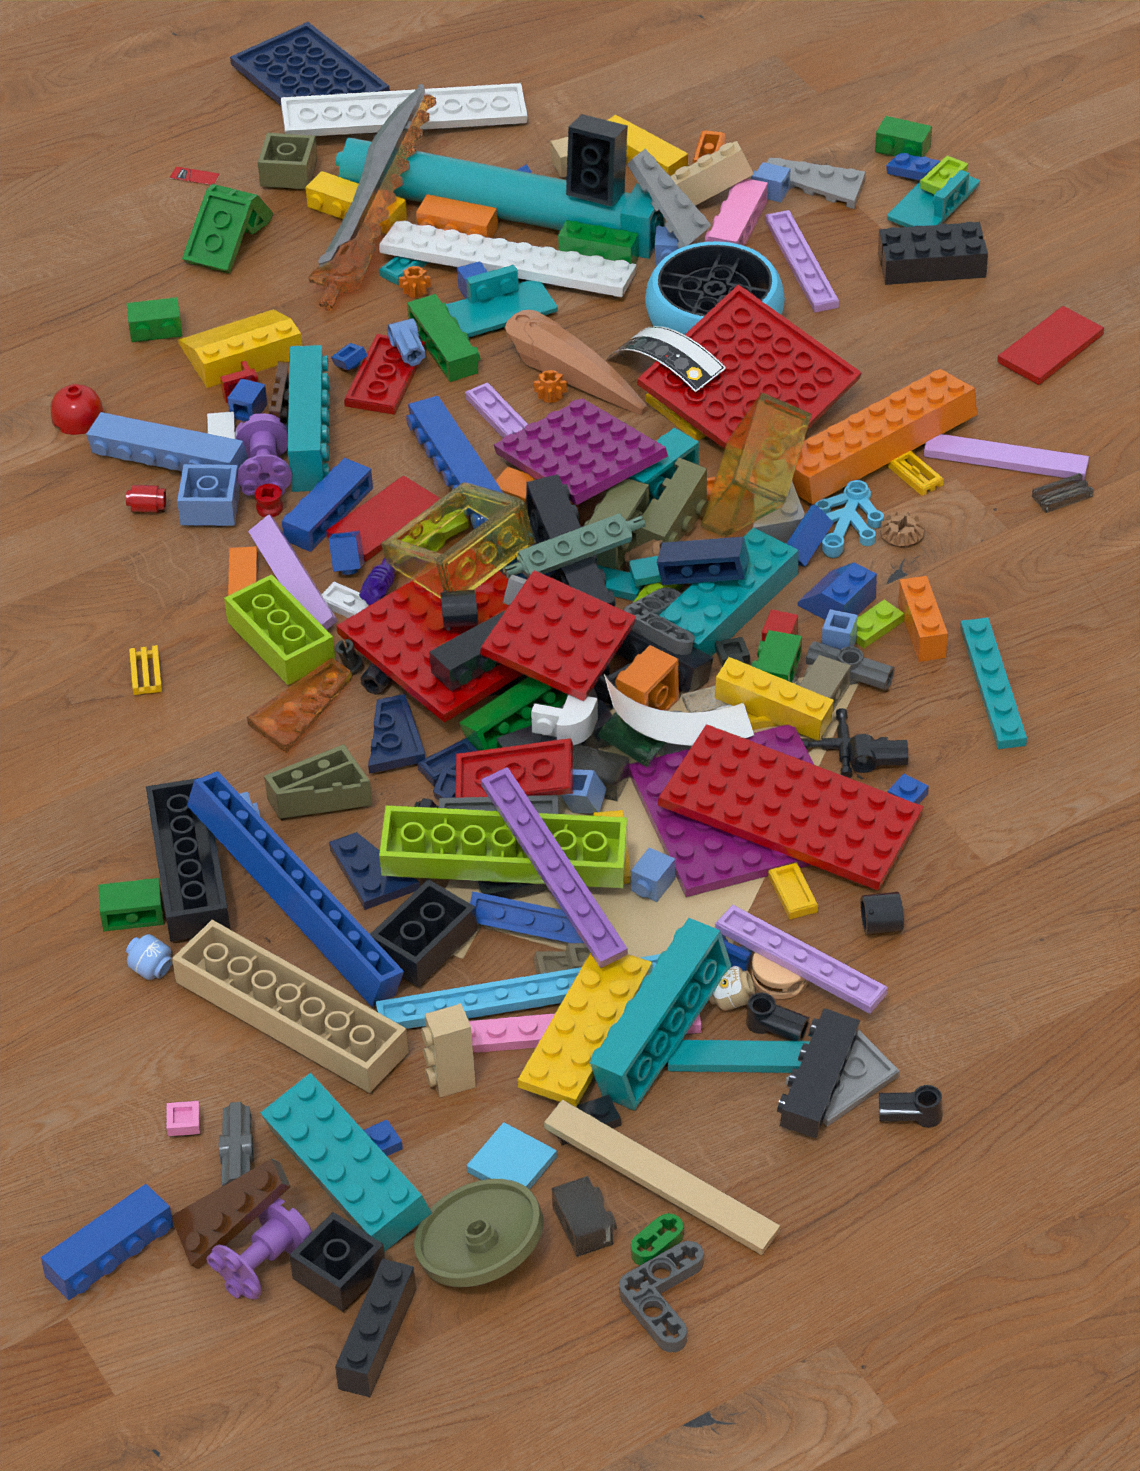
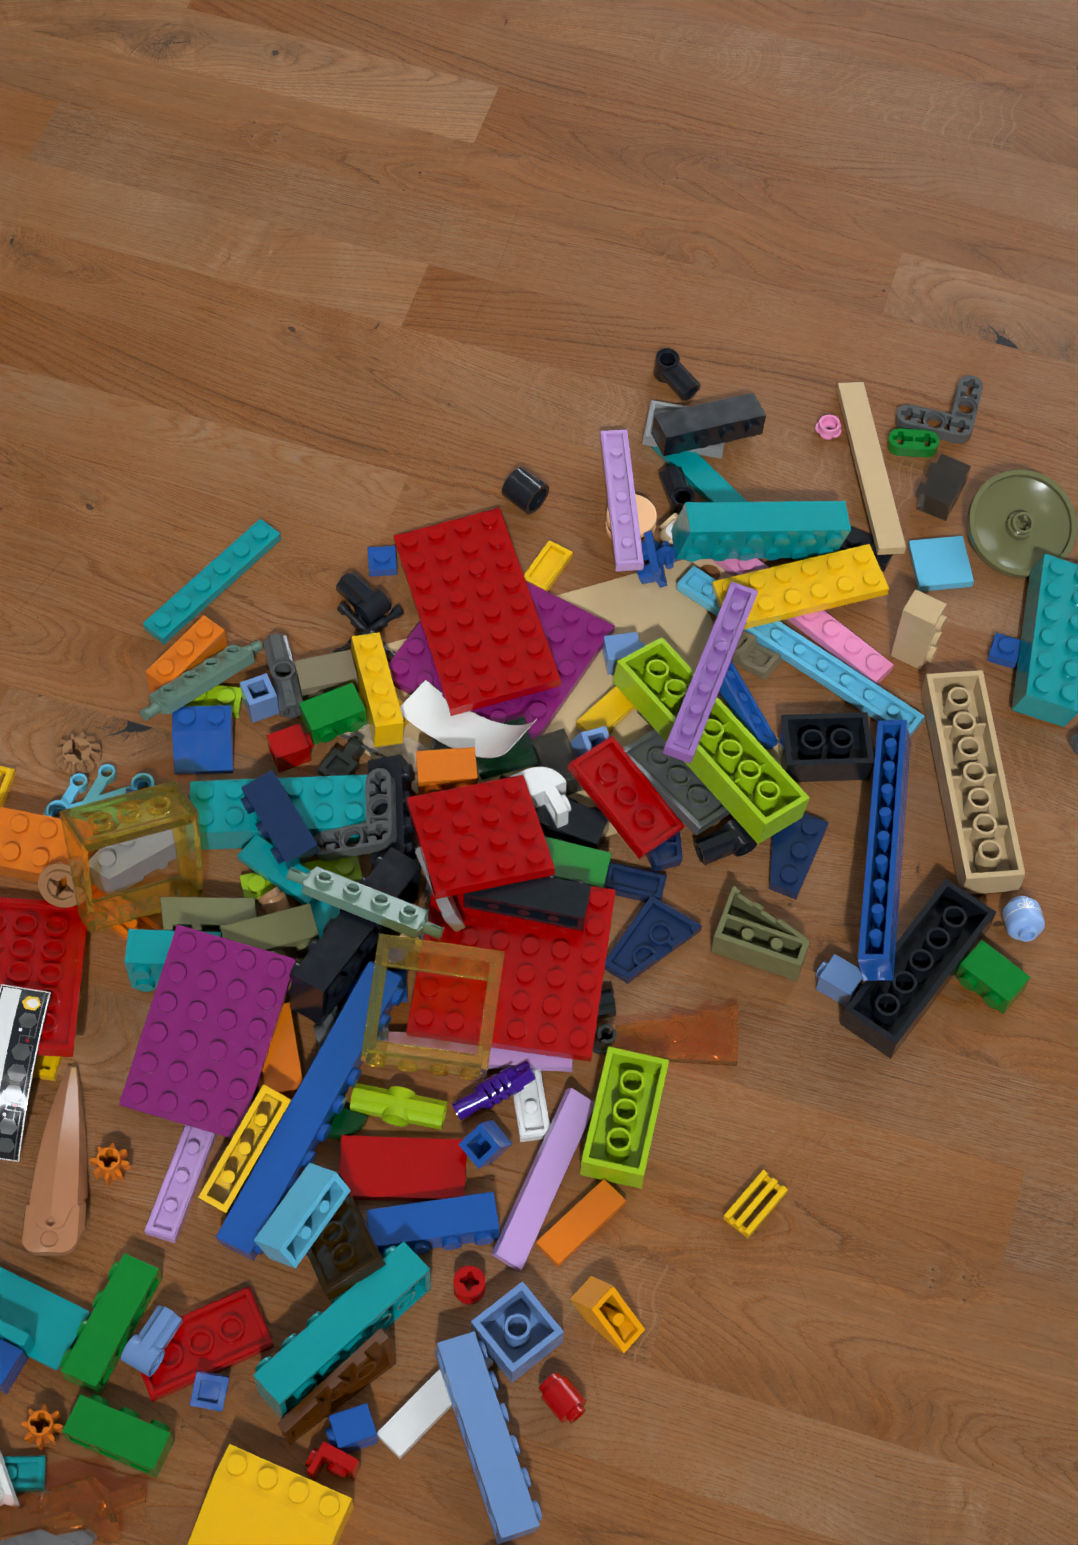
camera: 135 degrees left, 15 degrees up
(169, 547) = (607, 1313): none -> light orange slope
(264, 442) = (421, 1331): medium lavender piece -> none
(369, 307) = (119, 1434): none -> green brick
(369, 439) = (344, 1250): none -> dark brown tile
(400, 430) = (302, 1215): none -> medium azure brick
(459, 609) = (514, 943): black piece -> none
(480, 432) = (244, 1148): none -> yellow brick
(741, 1179) = (828, 422): none -> bright pink plate
(889, 609) = (200, 679): none -> sand green plate

